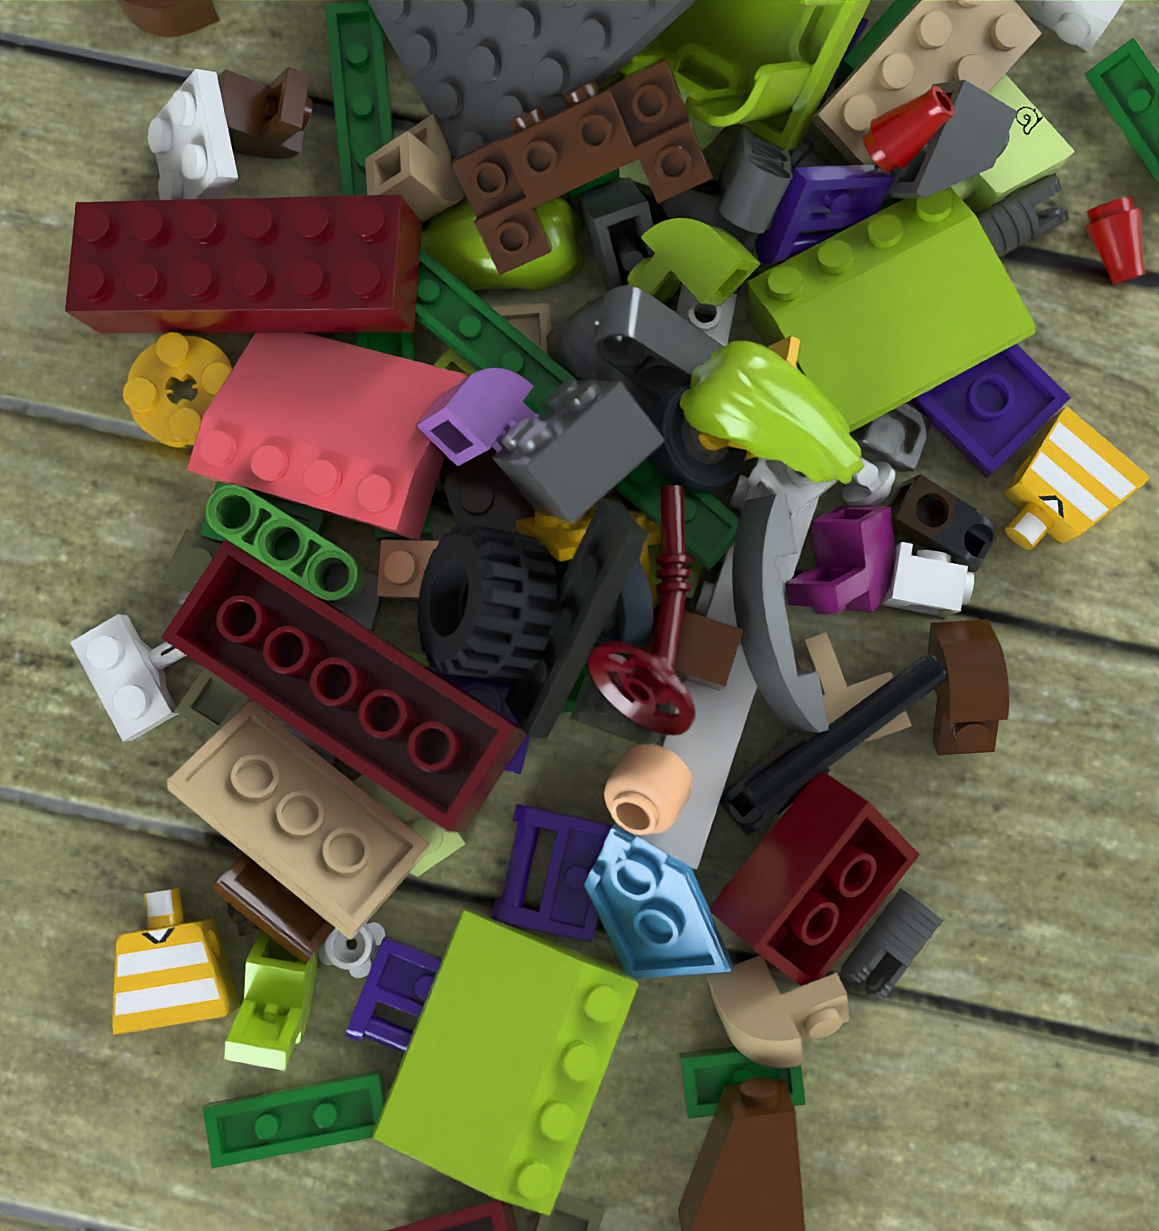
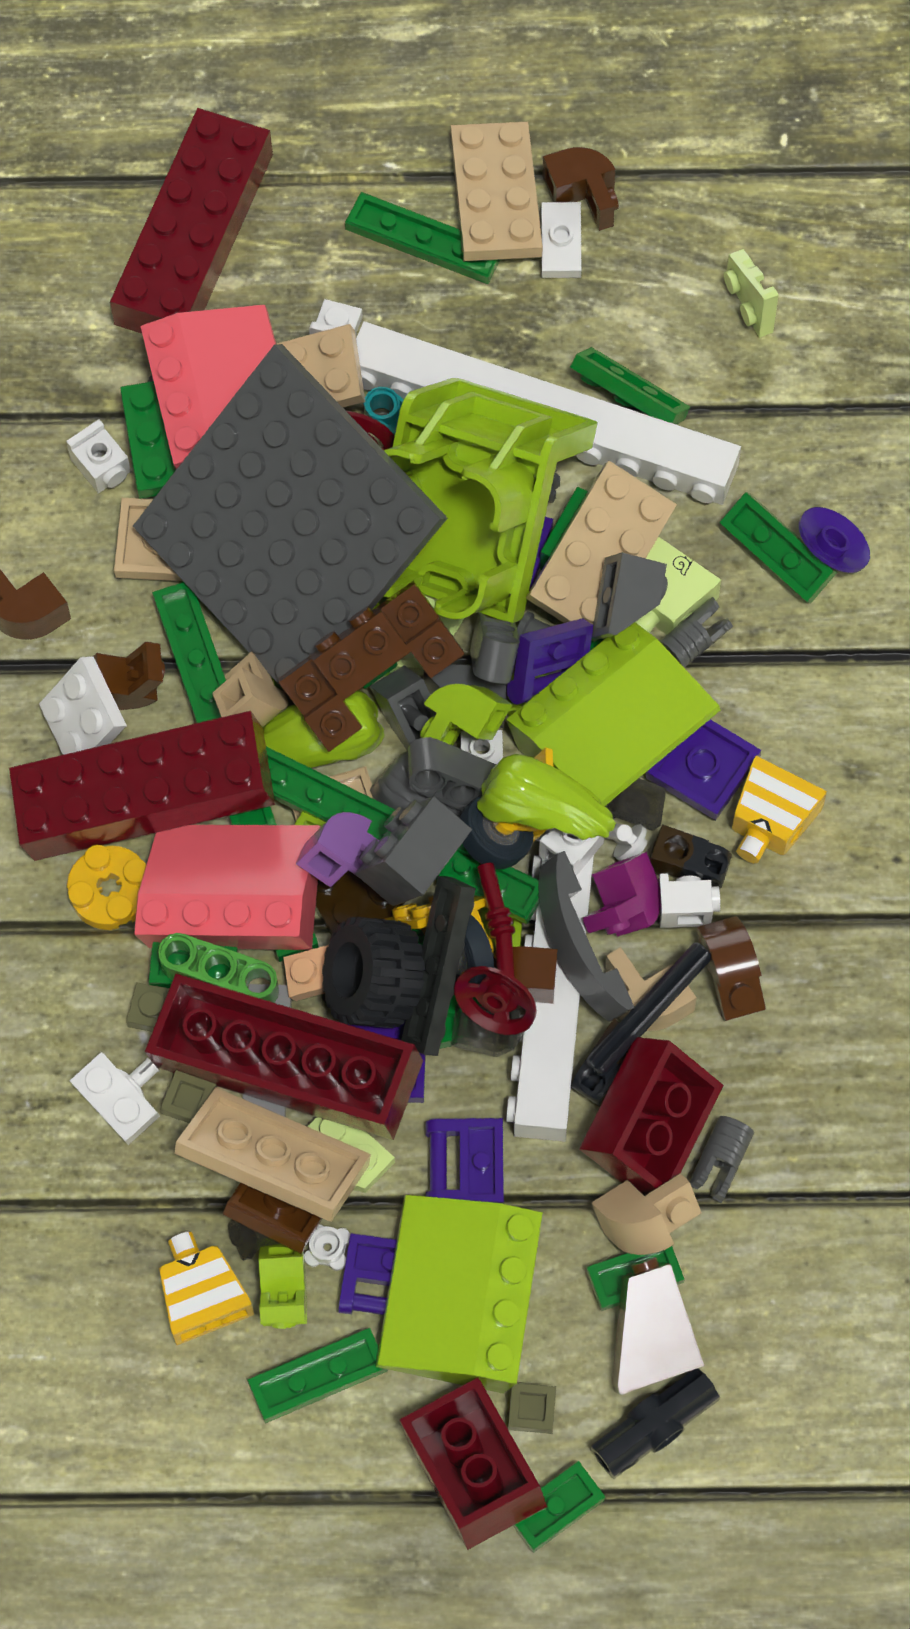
camera: 10 degrees left, 15 degrees down
(648, 789) = (517, 1072): light nougat head -> none
(654, 910) = (541, 1161): dark azure tile -> none
(905, 130) = (591, 593): red cone -> none
(1117, 236) = (770, 631): red cone -> none

